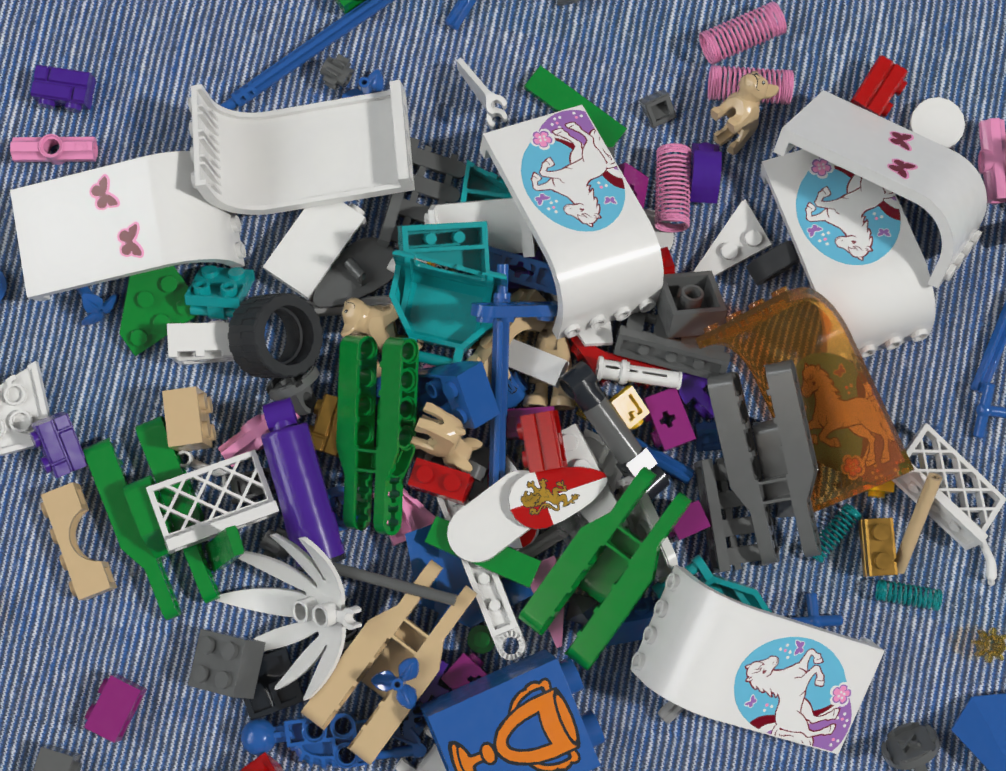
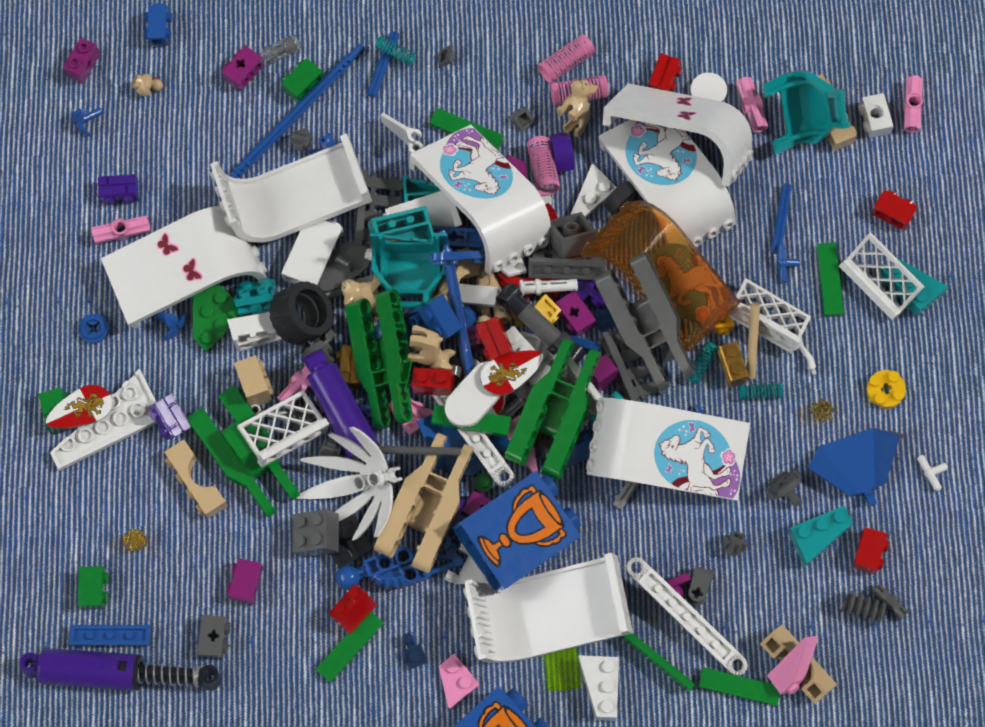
camera: 15 degrees left, 10 degrees down
(224, 548) = (298, 454): green tile -> none
(386, 681) = (438, 504): blue plant -> none

